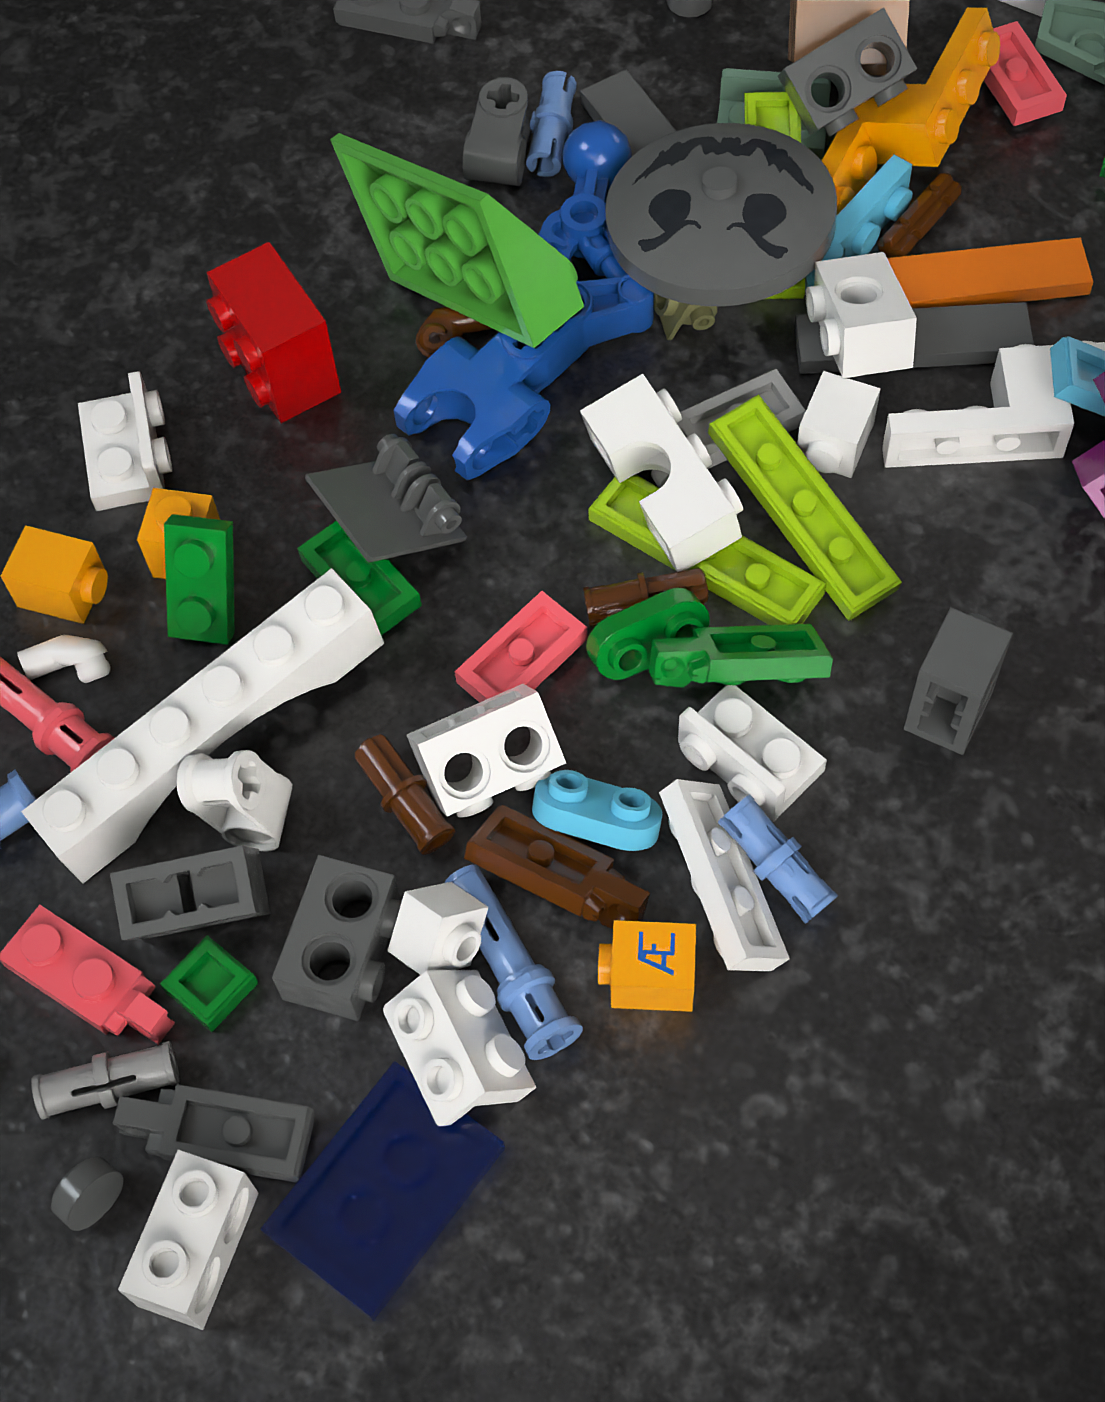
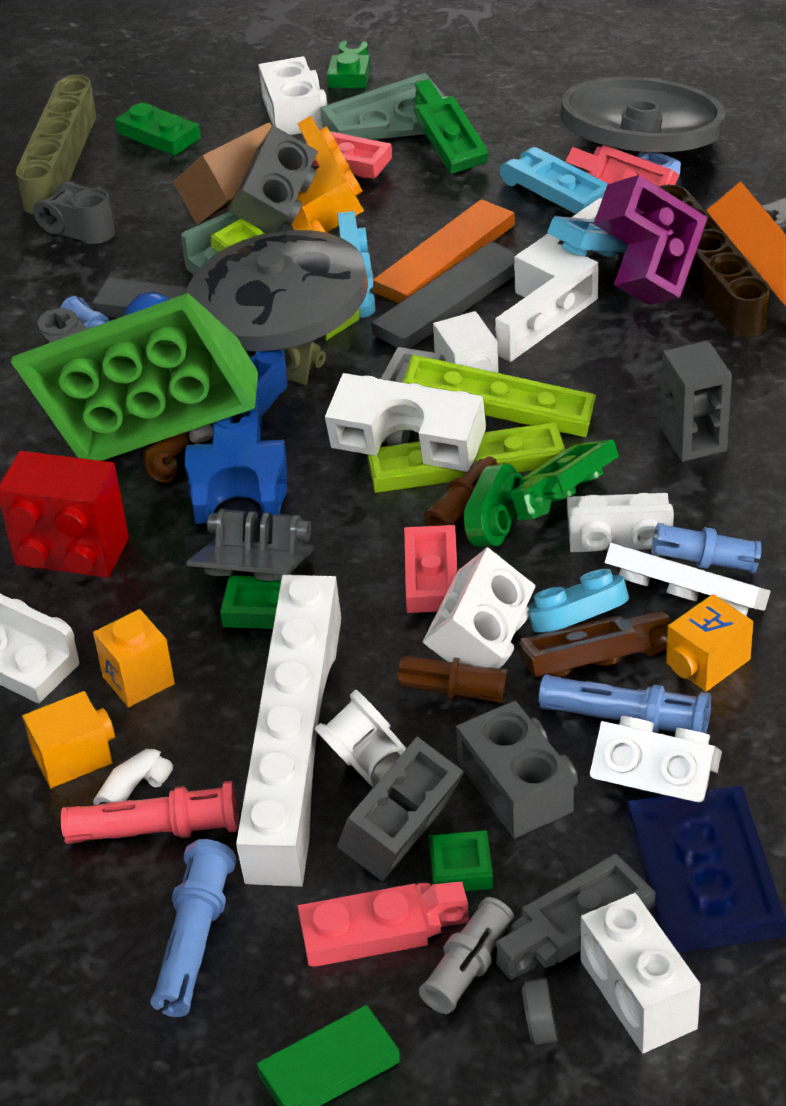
camera: 45 degrees left, 20 degrees down
(199, 578) = (185, 659): green plate -> none
(438, 928) = (575, 709): white plate -> none
(862, 315) = (424, 283): white brick -> none
(920, 216) = (379, 242): reddish brown axle -> none

